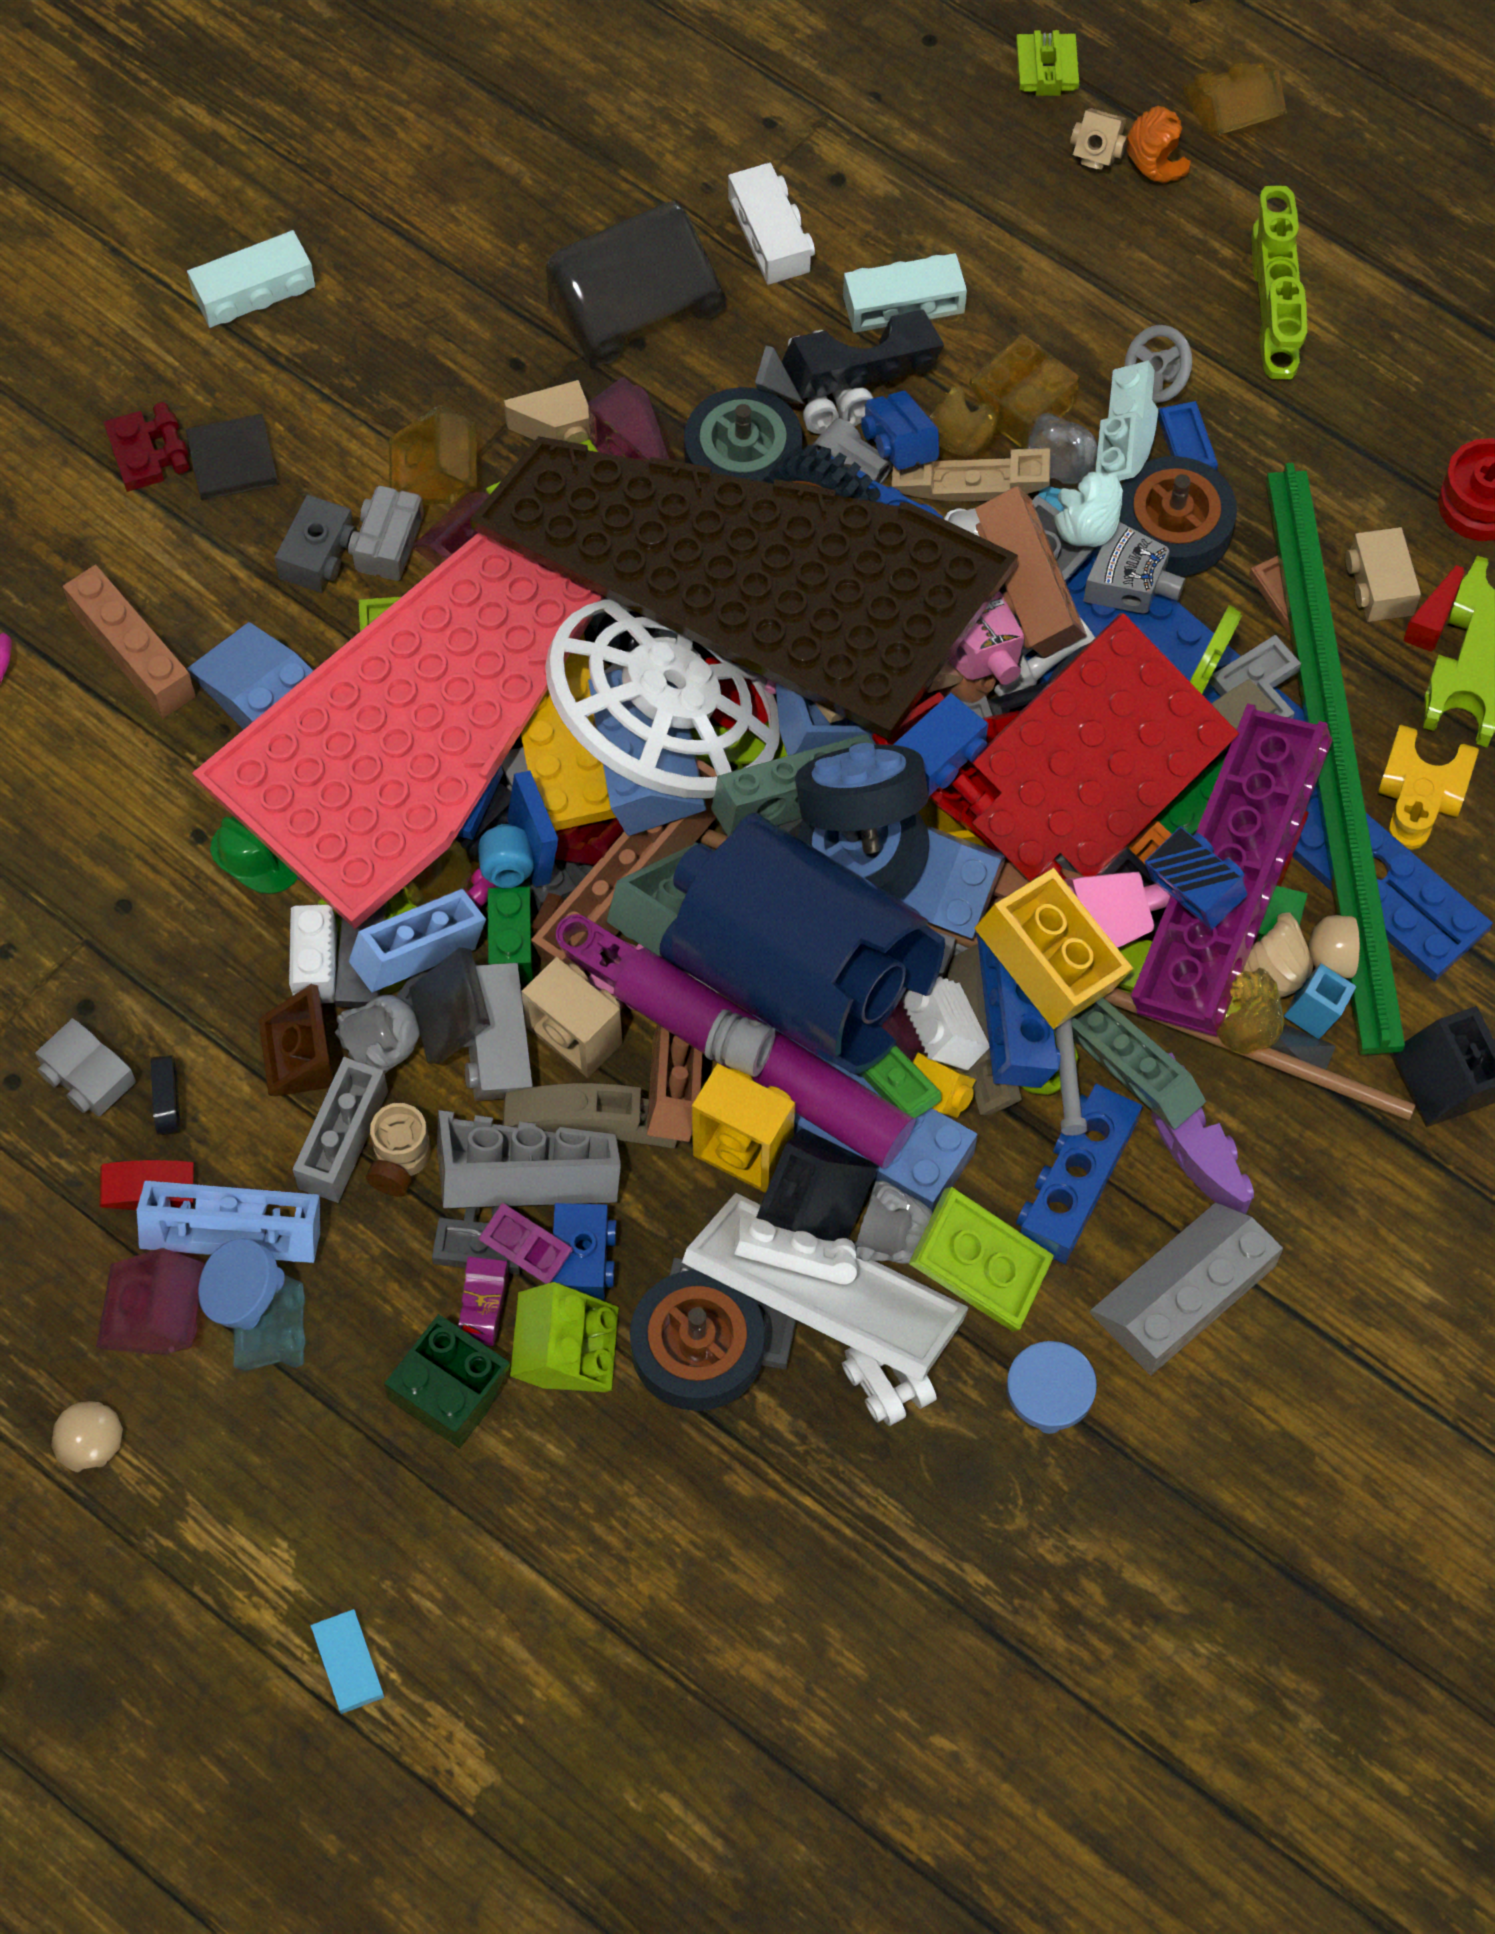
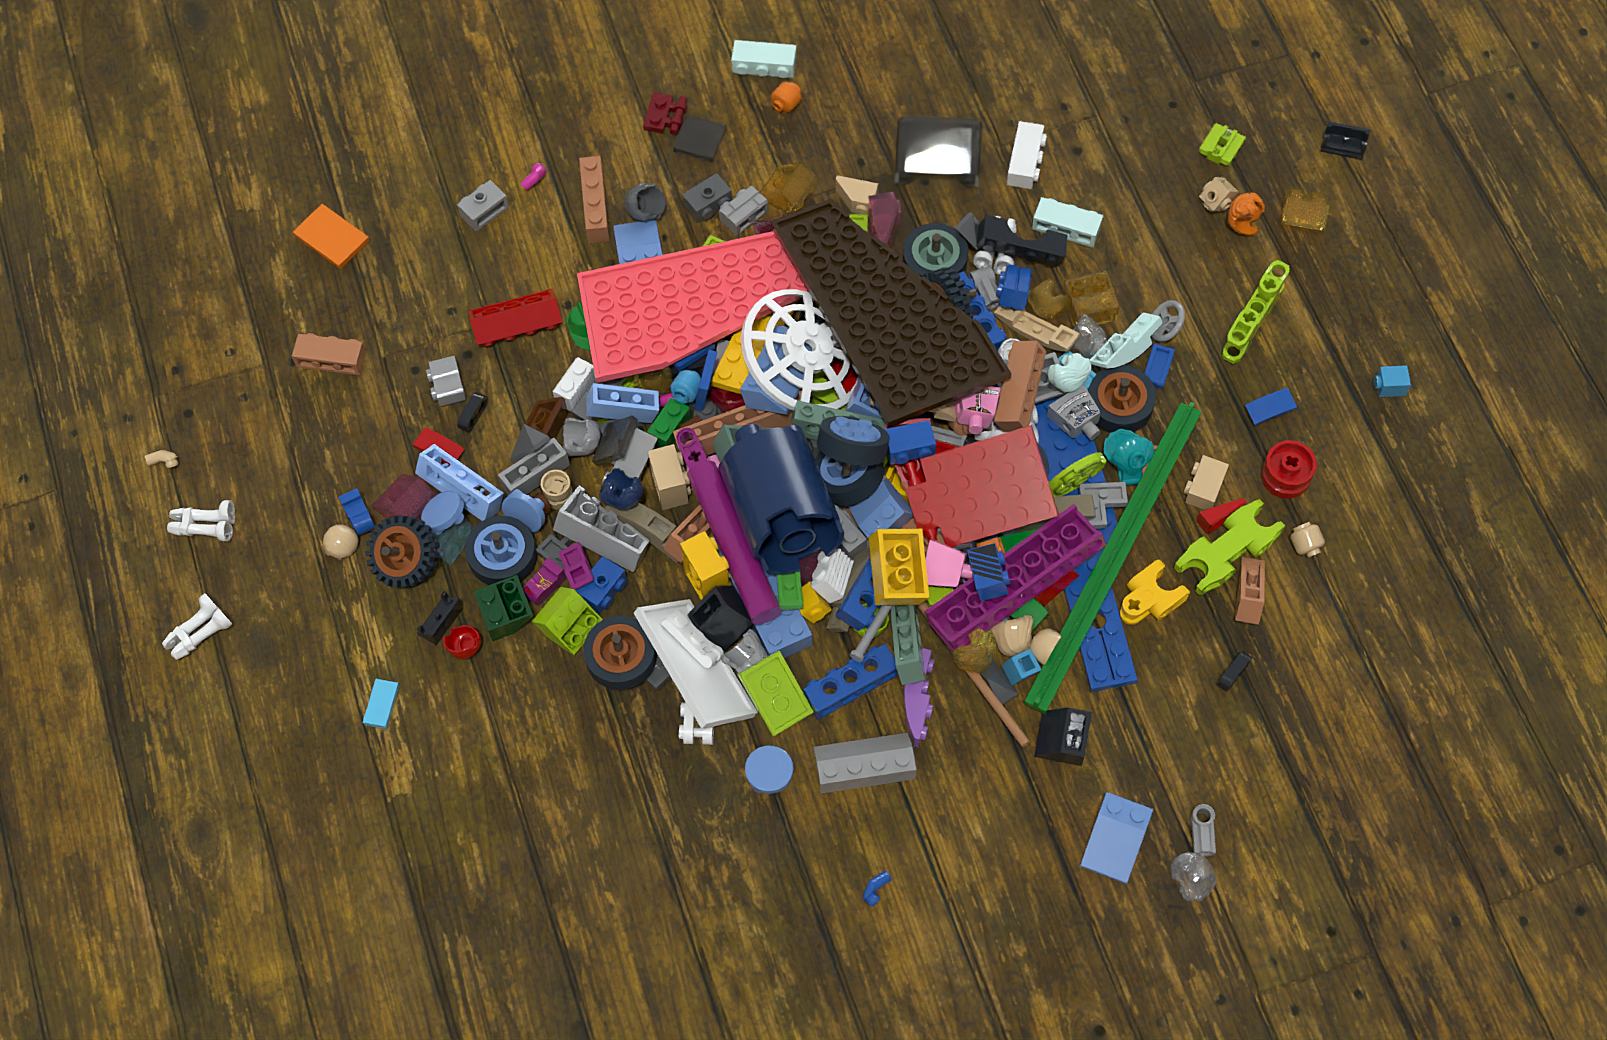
camera: 35 degrees right, 0 degrees up
(83, 1370) = (356, 511): none -> blue leg
(128, 901) = (515, 317): none -> red slope
(215, 1388) = (402, 551): none -> wheel
(219, 601) = (645, 202): none -> dark grey hair
(304, 1090) = (527, 442): none -> dark grey slope
(330, 321) = (786, 97): none -> orange head
(348, 1462) = (440, 619): none -> black hinge
(373, 1206) = (524, 509): none -> medium blue tile
(376, 1291) = (500, 549): none -> wheel
(418, 1477) = (462, 642): none -> red hair
(519, 1079) = (620, 490): none -> dark blue hair
(740, 1042) = (719, 527): light grey piece -> none
(1251, 587) = (1128, 454): none -> teal animal
(1336, 1467) = (872, 887): none -> blue arm
(1392, 412) = (1271, 406): none -> blue slope

